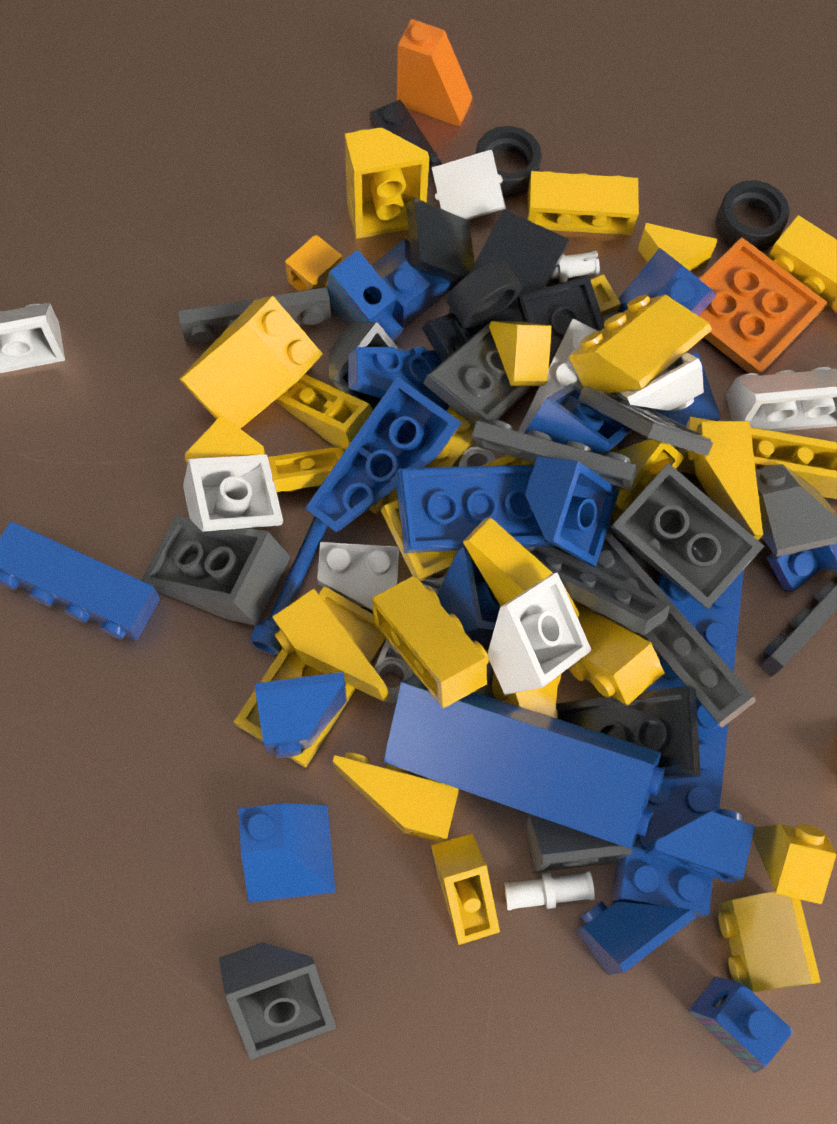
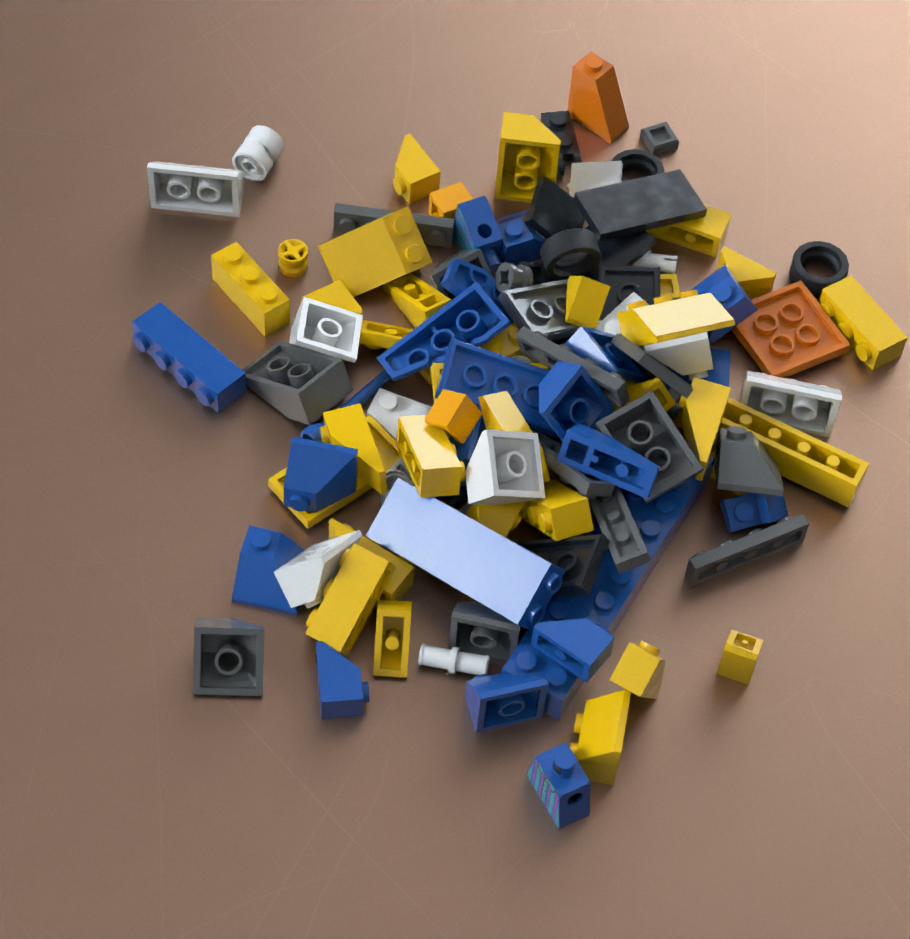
camera: 20 degrees right, 15 degrees down
(58, 270) = (258, 153): none -> white wheel
(116, 459) = (250, 289): none -> yellow brick
(147, 389) = (298, 253): none -> yellow wheel
(254, 235) = (415, 172): none -> yellow slope
(340, 833) = (309, 572): none -> white slope
(399, 868) = (349, 599): none -> yellow brick
(427, 983) = (339, 684): none -> blue slope
(429, 347) = (512, 277): none -> dark grey wheel
(439, 576) = (455, 414): none -> light orange panel
(512, 103) = (659, 138): none -> dark grey tile
(535, 202) = (639, 205): none -> black tile
(651, 575) = (607, 460): none -> blue slope

